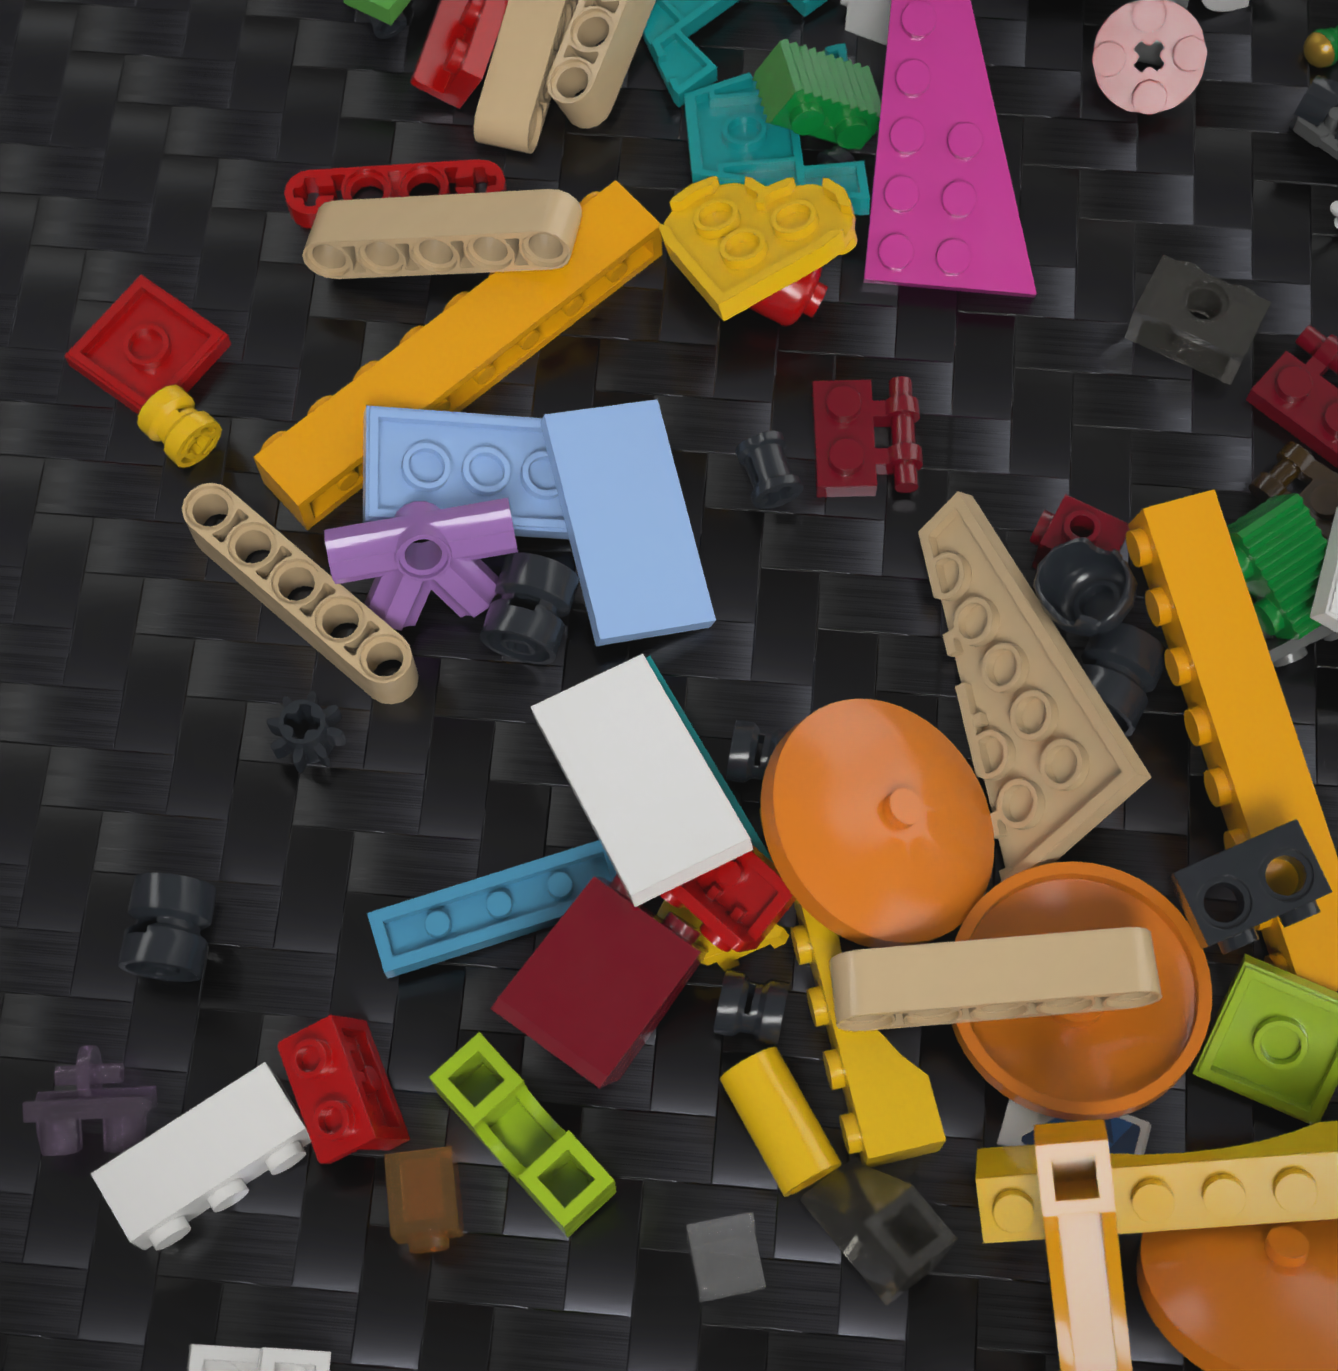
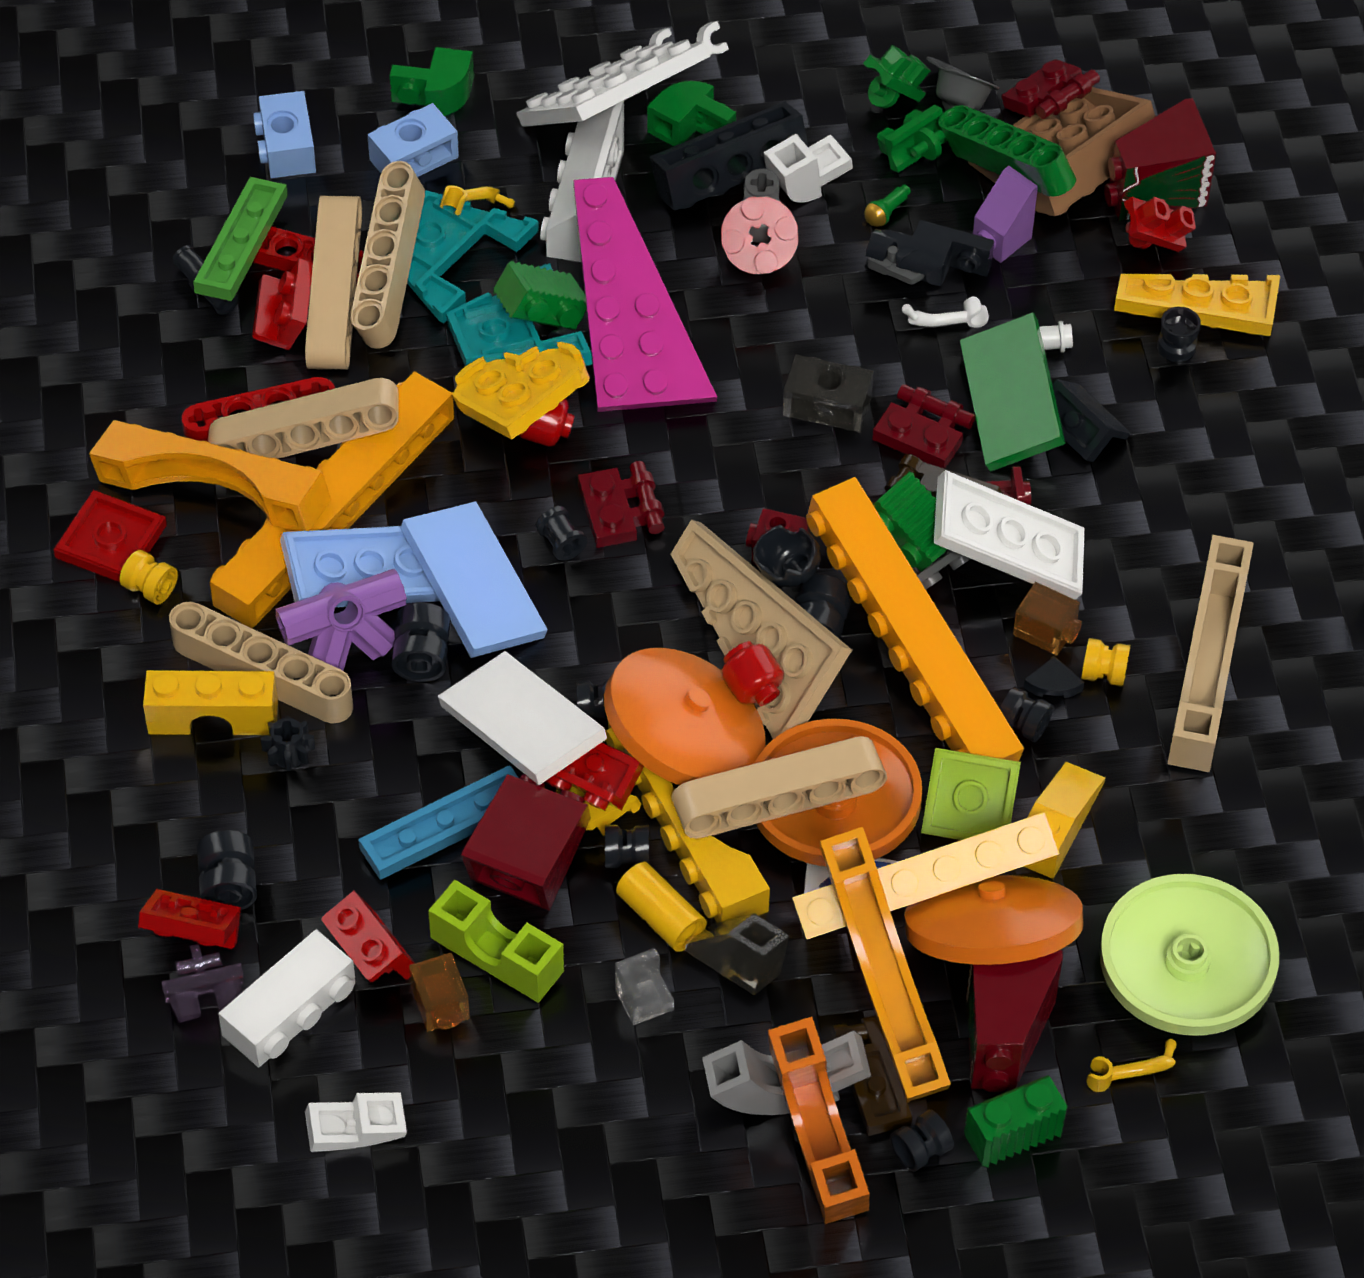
camera: 15 degrees left, 15 degrees down
(91, 1002) = (191, 918): none -> red bracket
(174, 633) = (240, 697): none -> yellow arch
(213, 241) = (144, 457): none -> light orange arch
(994, 770) = (752, 673): none -> red head
(1243, 873) = (919, 694): black brick -> none

